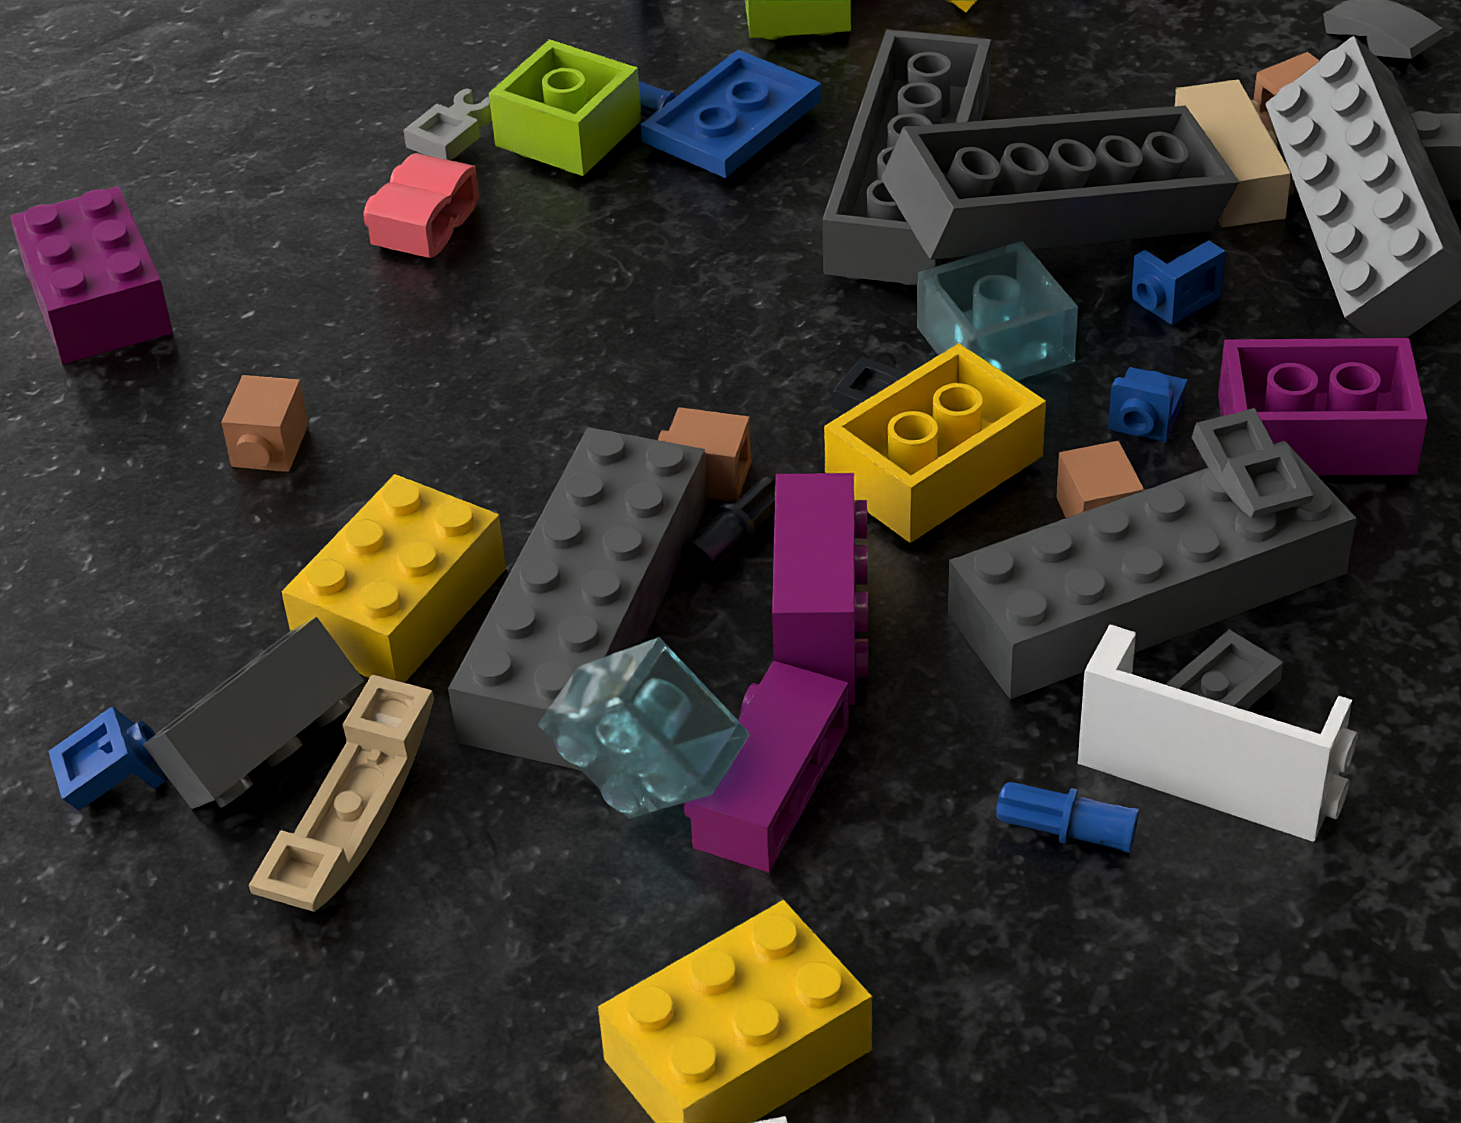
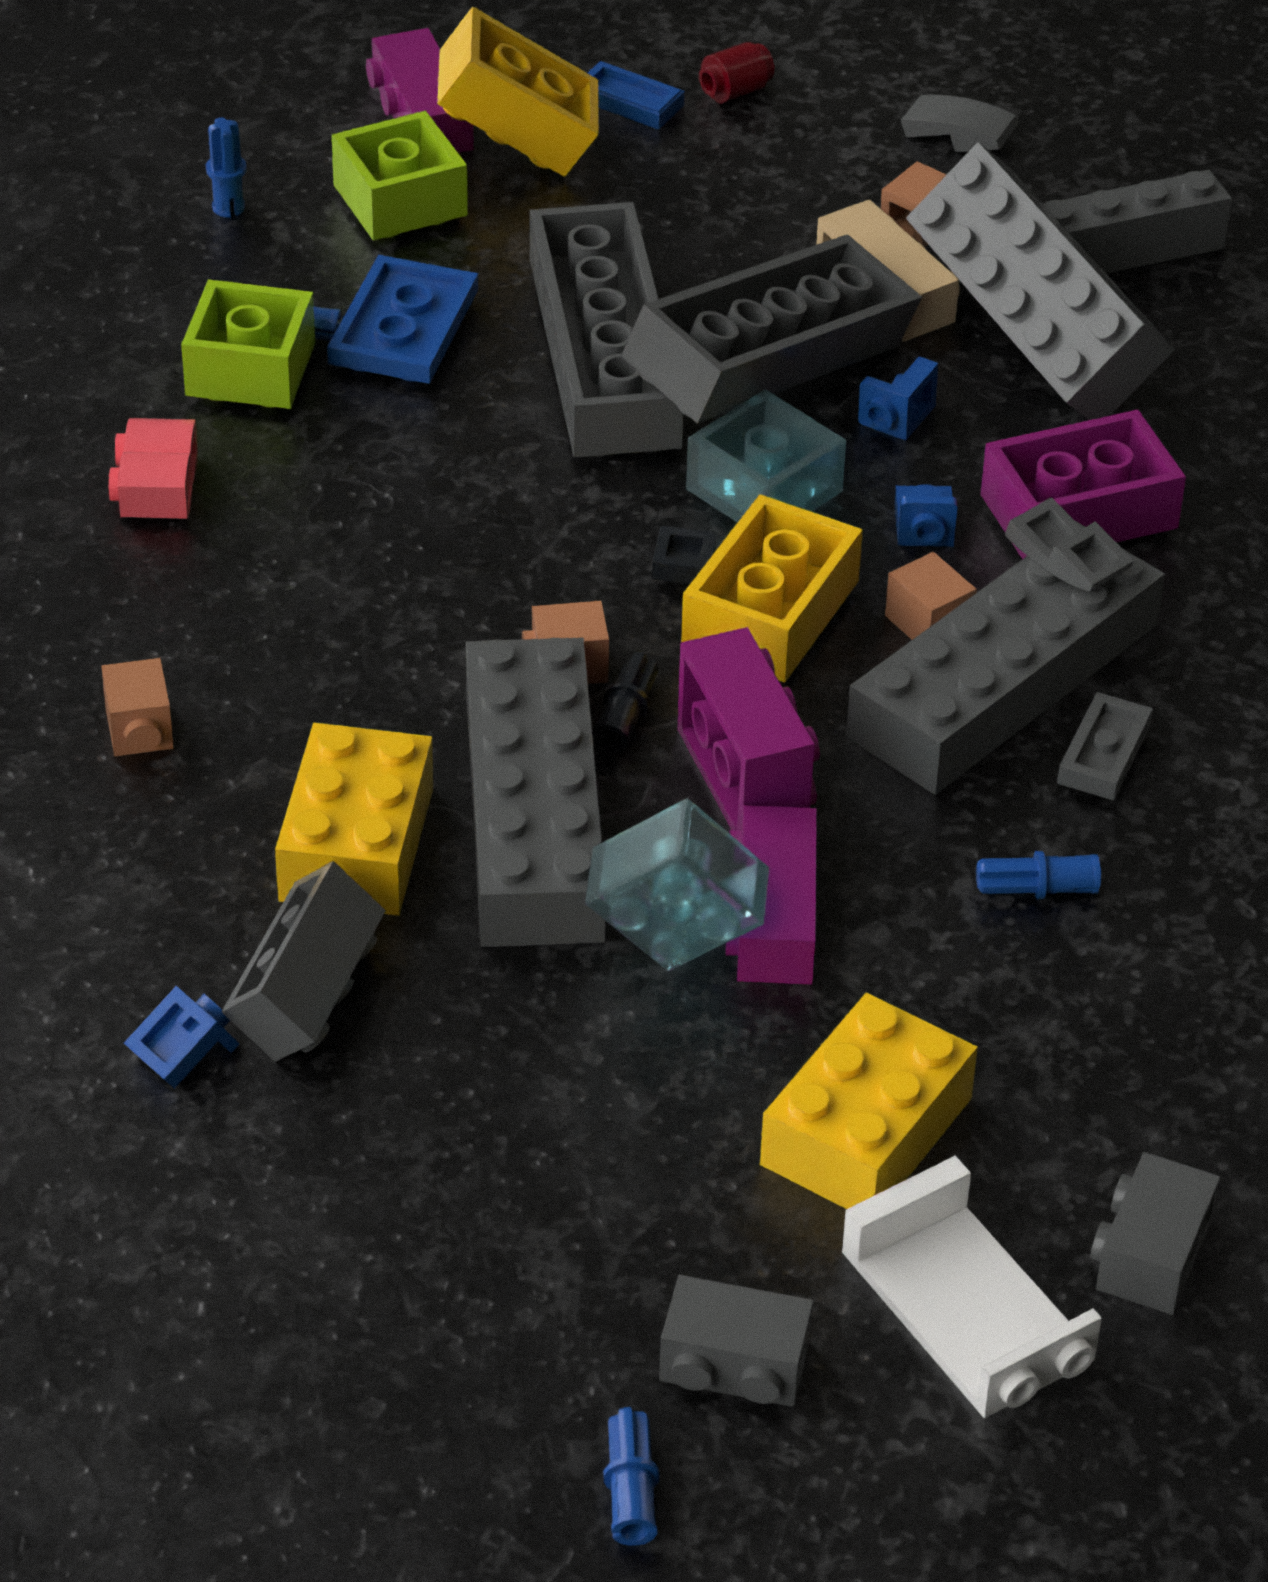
camera: 25 degrees left, 0 degrees up
(352, 801) = (425, 1007): tan slope -> none
(450, 130) = (132, 389): light grey plate -> none
(1211, 748) = (1134, 789): white panel -> none

